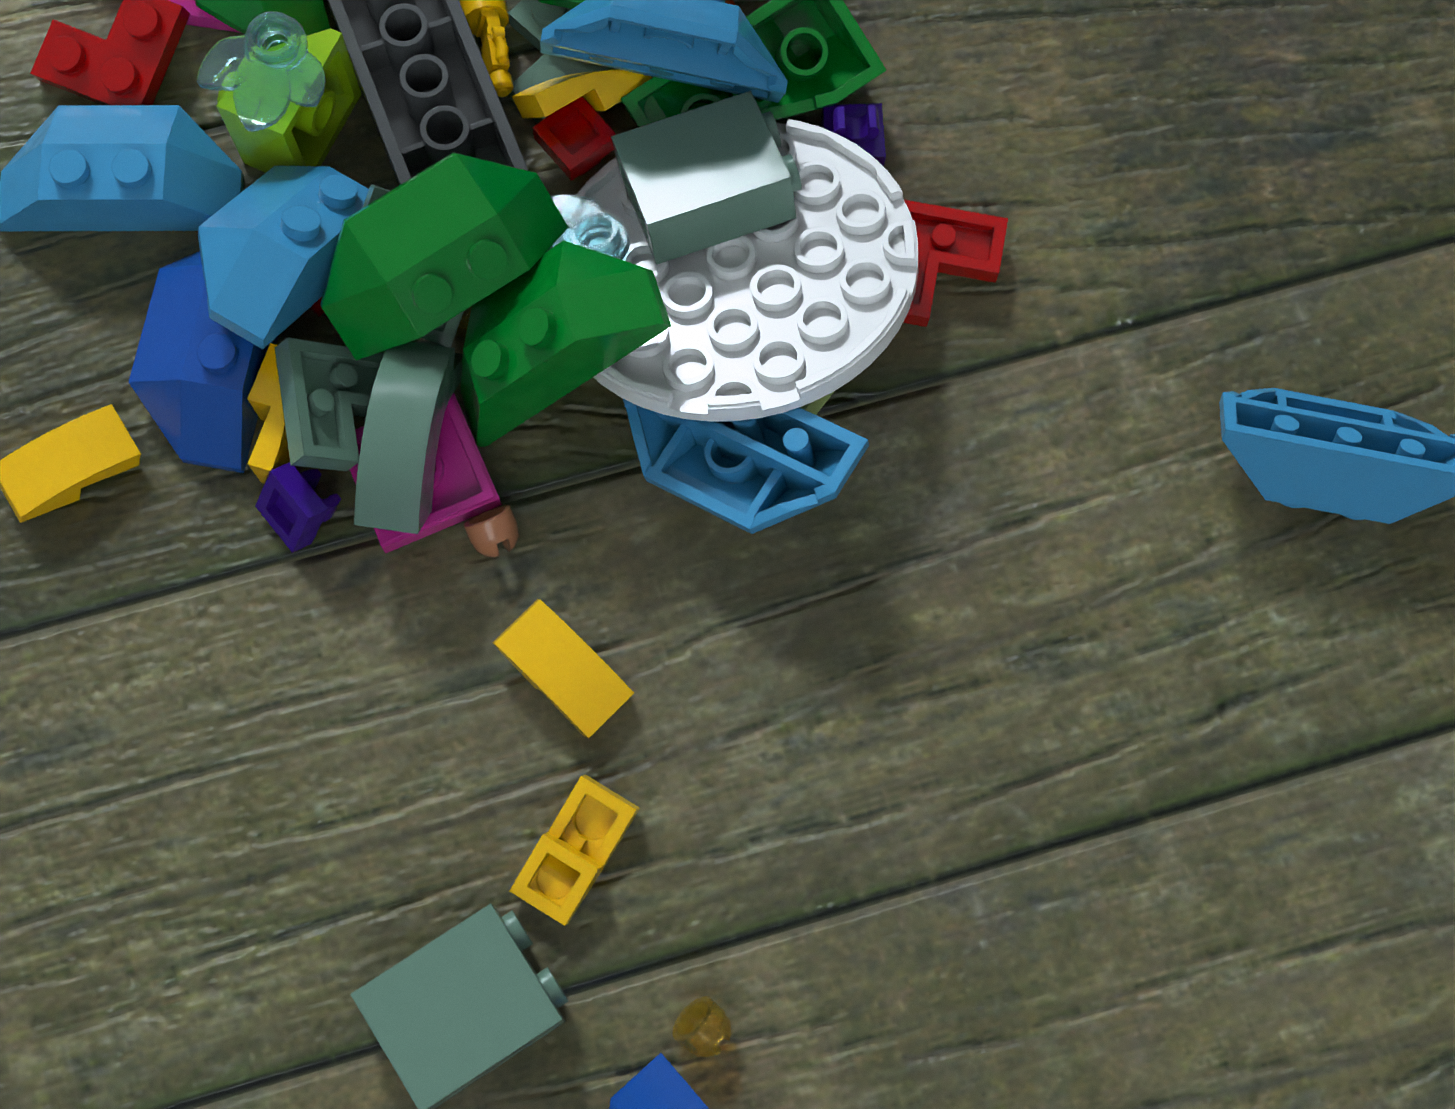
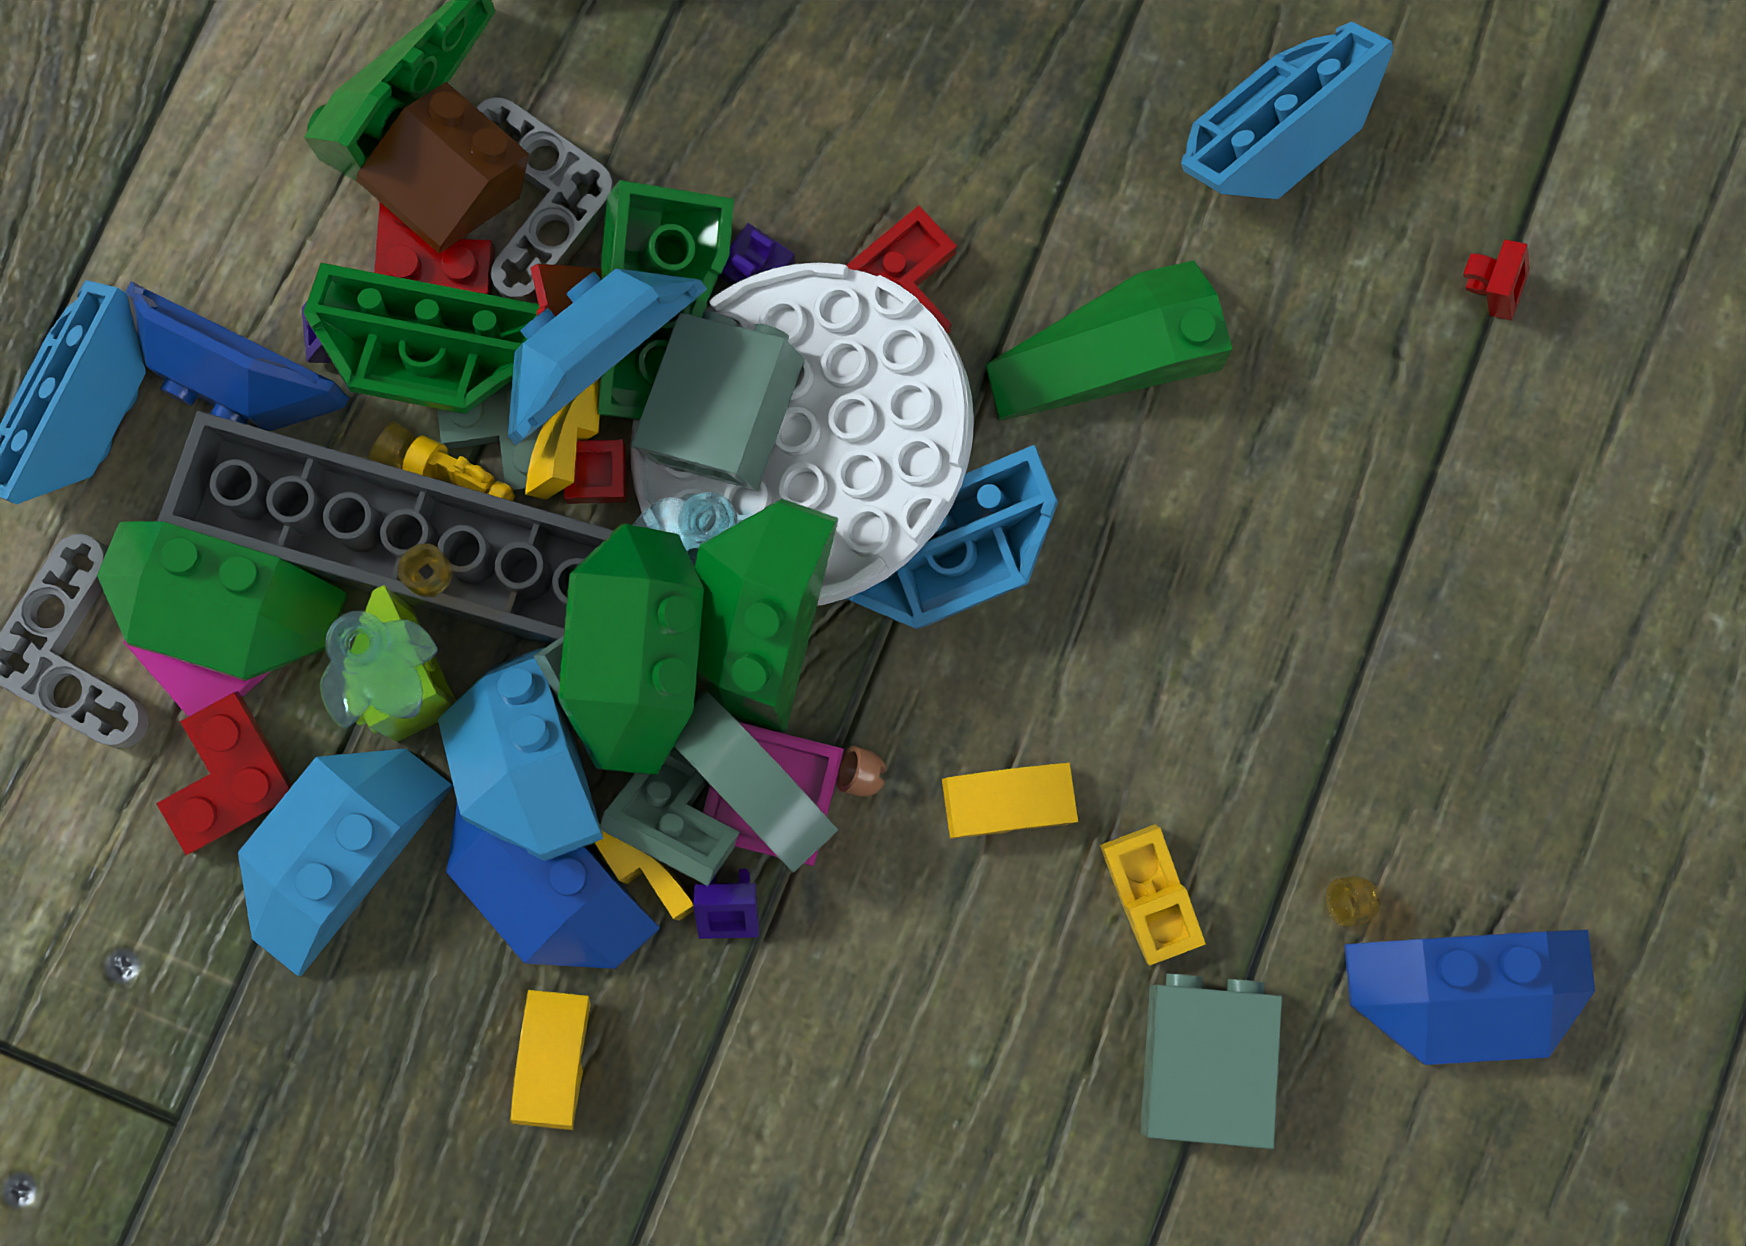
camera: 45 degrees left, 5 degrees up
(366, 56) = (414, 560): none -> clear yellow hinge
(1036, 471) = (1130, 338): none -> green wedge
(1363, 744) = (1499, 279): none -> red tile

